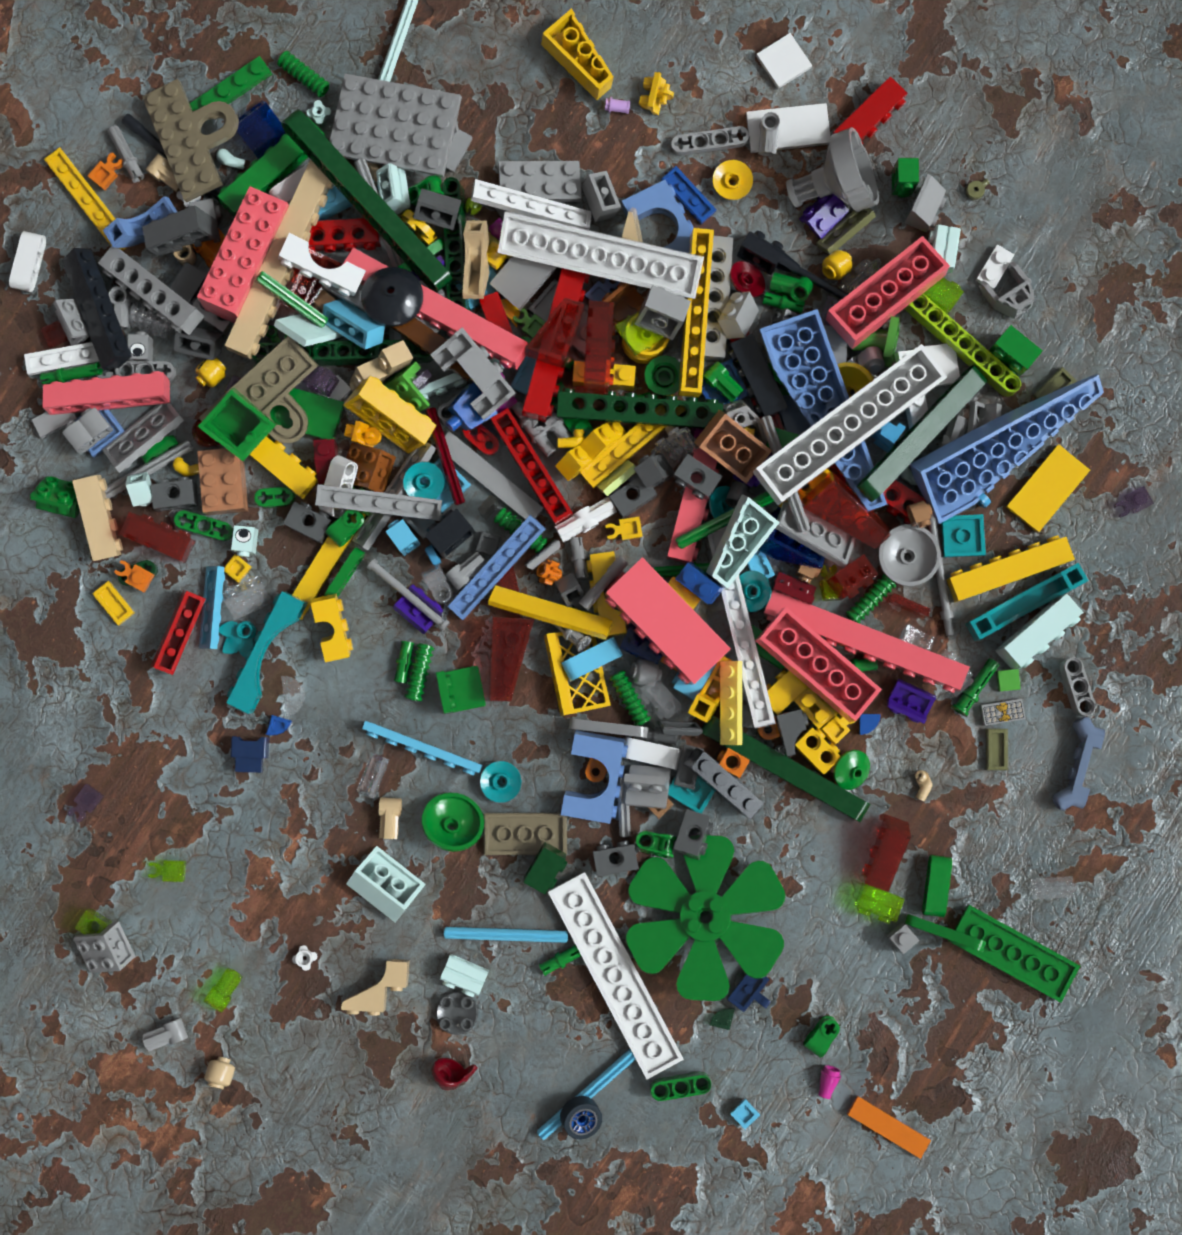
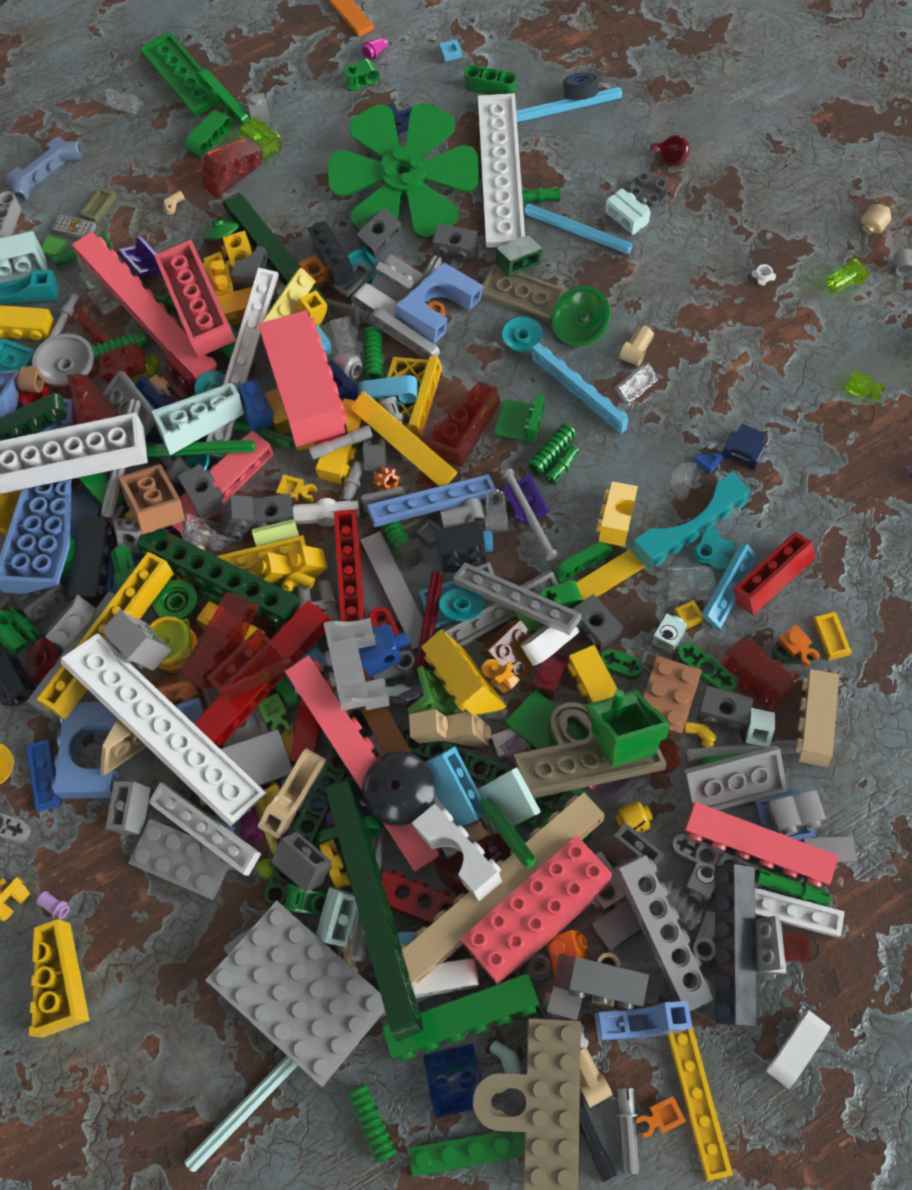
camera: 150 degrees left, 20 degrees down
(56, 497) = (855, 762): green bracket -> none
(318, 106) = (384, 1069): light aqua plate -> none
(374, 998) = (715, 224): tan arch -> none
(385, 884) = (664, 298): light aqua slope -> none
(402, 536) = (508, 561): medium azure brick -> none
(657, 844) = (412, 237): green piece -> none

